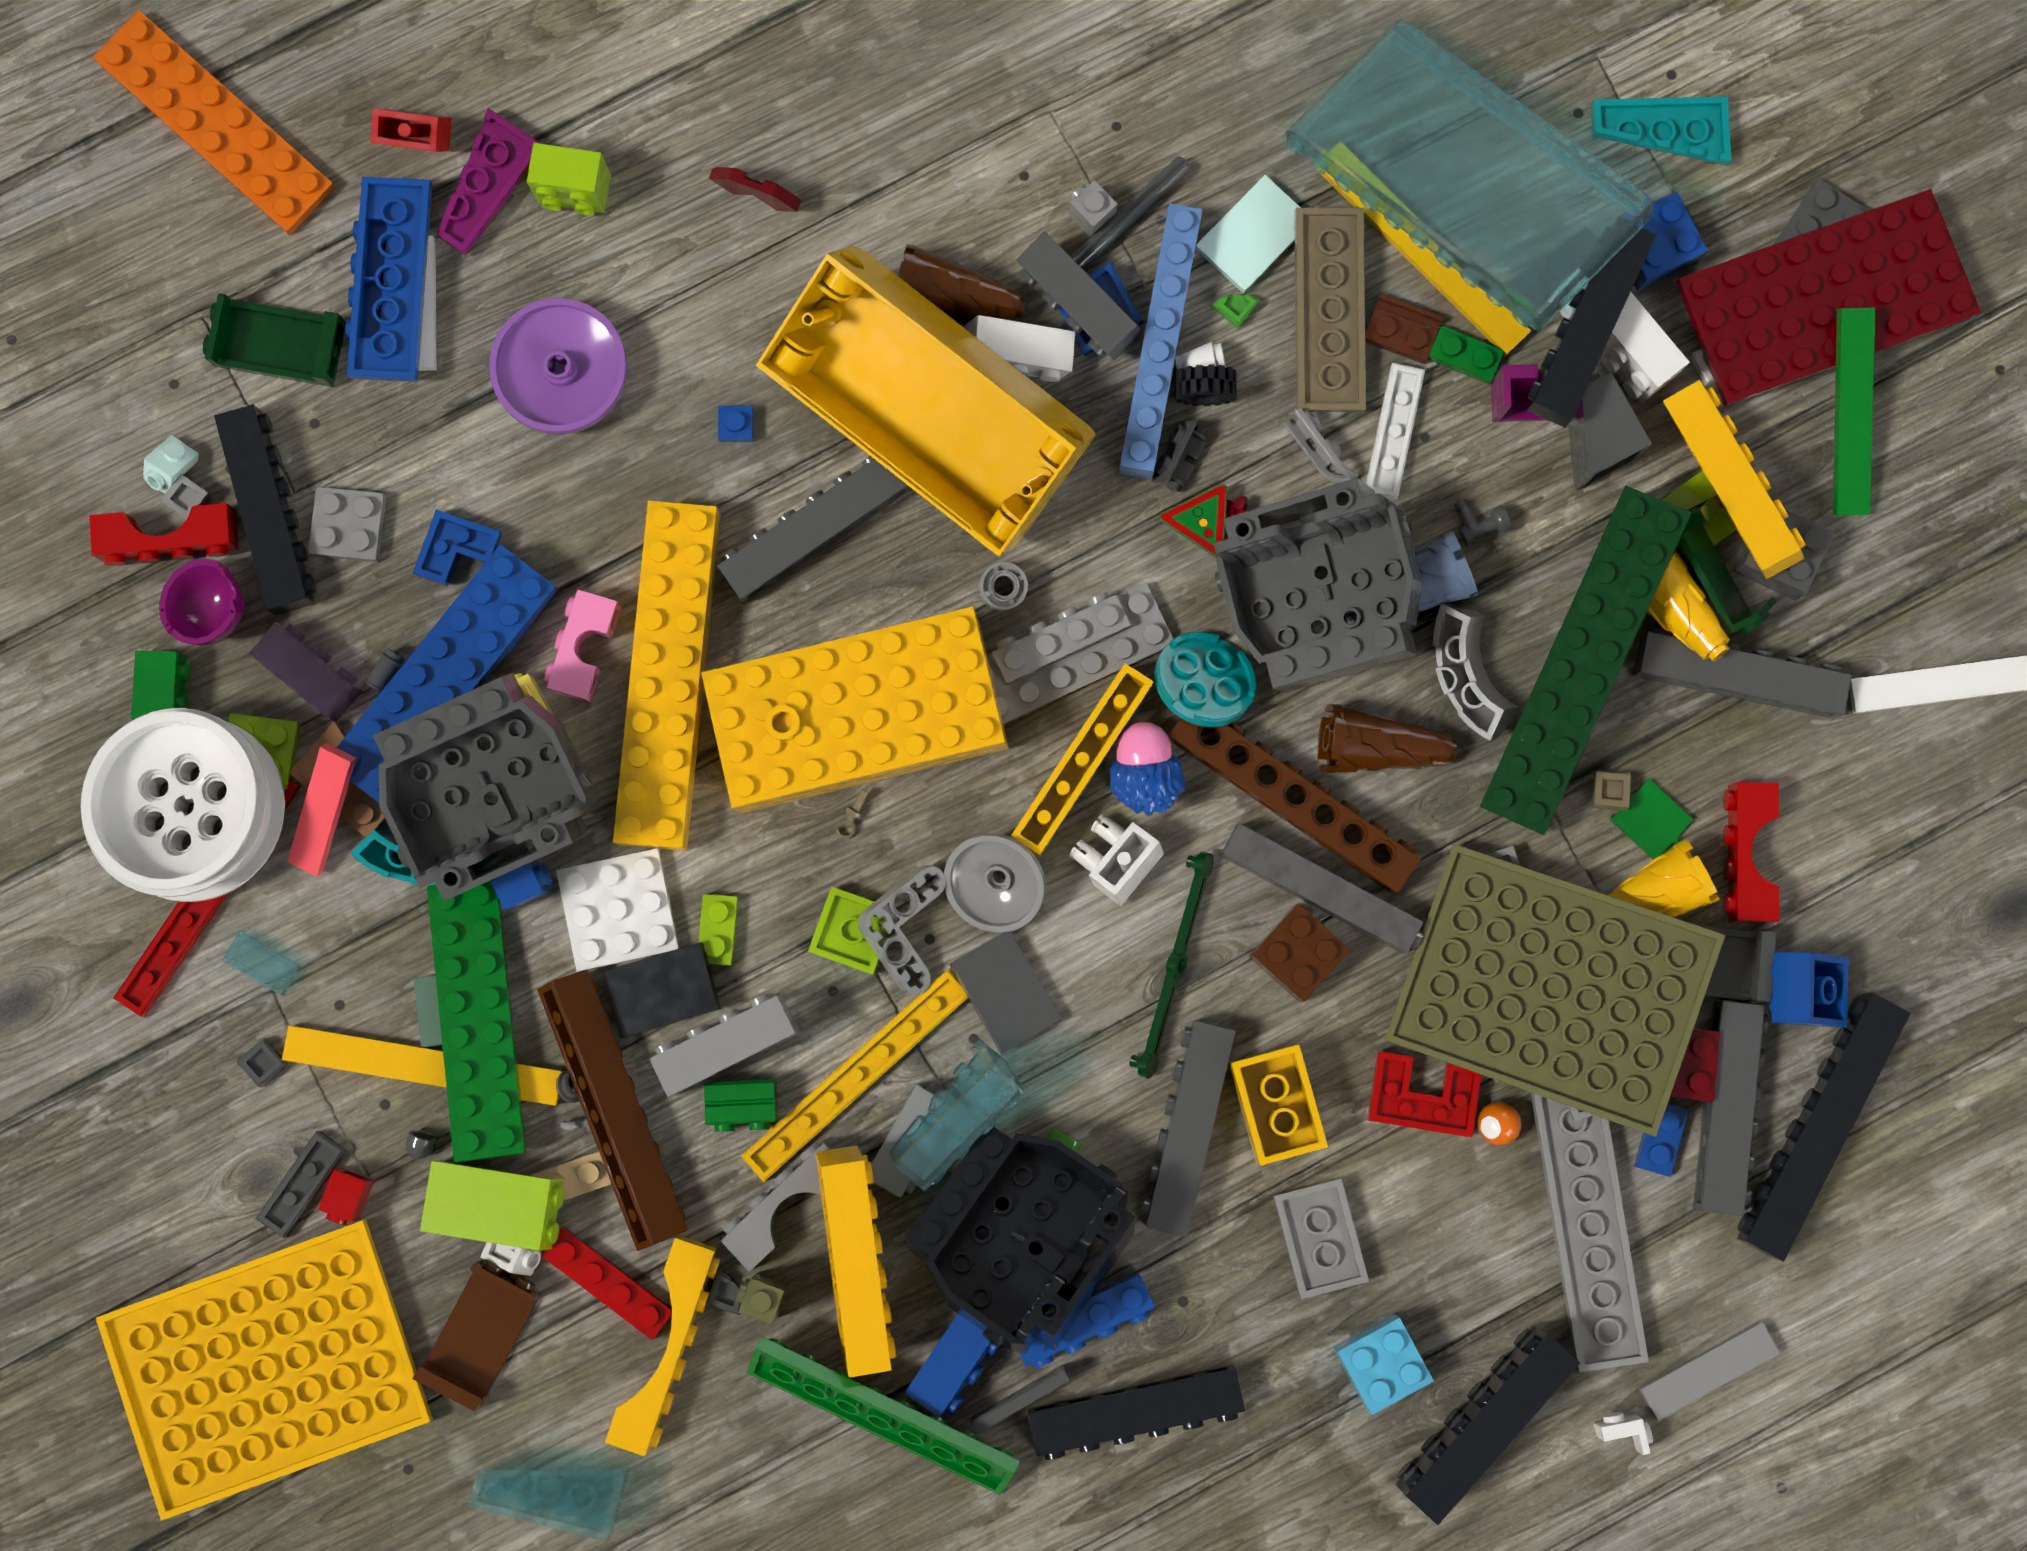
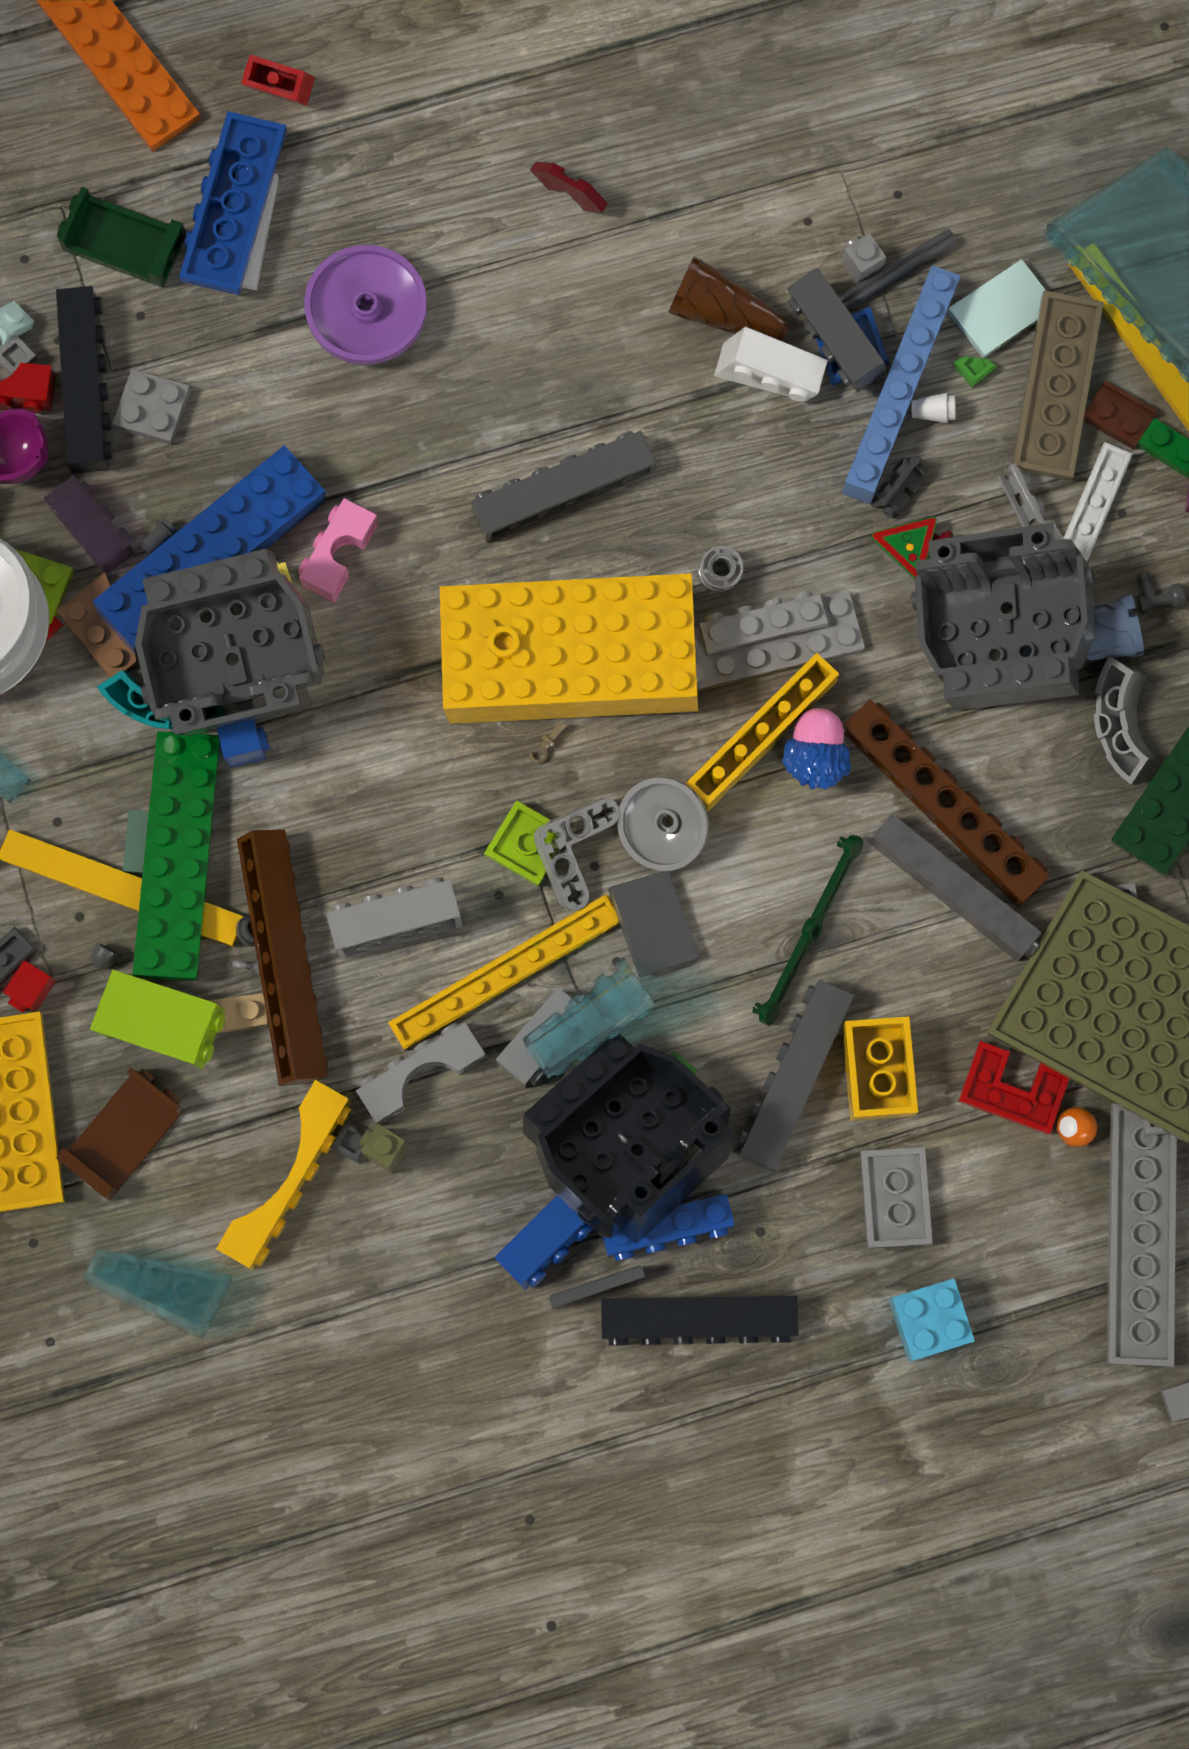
camera: 10 degrees right, 5 degrees down
(321, 809) = (79, 643): coral tile -> none
(447, 540) = (238, 435): blue plate -> none
(491, 175) = (342, 130): magenta wing -> none
(511, 1258) = (167, 1069): white bracket -> none
(569, 179) = (407, 146): lime brick -> none
(608, 1283) = (246, 1112): red plate -> none
(617, 910) = (322, 785): white plate -> none
(662, 990) = (347, 862): black tile -> none
(667, 676) = (407, 590): yellow brick -> none
(718, 928) = (406, 820): lime plate -> none
(735, 423) = (511, 385): blue plate -> none
(741, 1103) = (397, 975): green brick -> none
(854, 1262) = (472, 1128): yellow brick -> none
(882, 1416) = (469, 1275): green plate -> none
(925, 398) = (684, 388): yellow piece -> none
(1125, 864) = (783, 830): white brick -> none
(1205, 385) = (934, 428): black tyre -> none
(1205, 679) = (885, 683): teal tile -> none
(1299, 953) = (924, 939): reddish brown brick -> none
(1374, 742) = (1030, 768): reddish brown cone -> none
(1486, 1423) = (1016, 1390): black brick -> none
(1618, 1426) = (1136, 1419): white bracket -> none

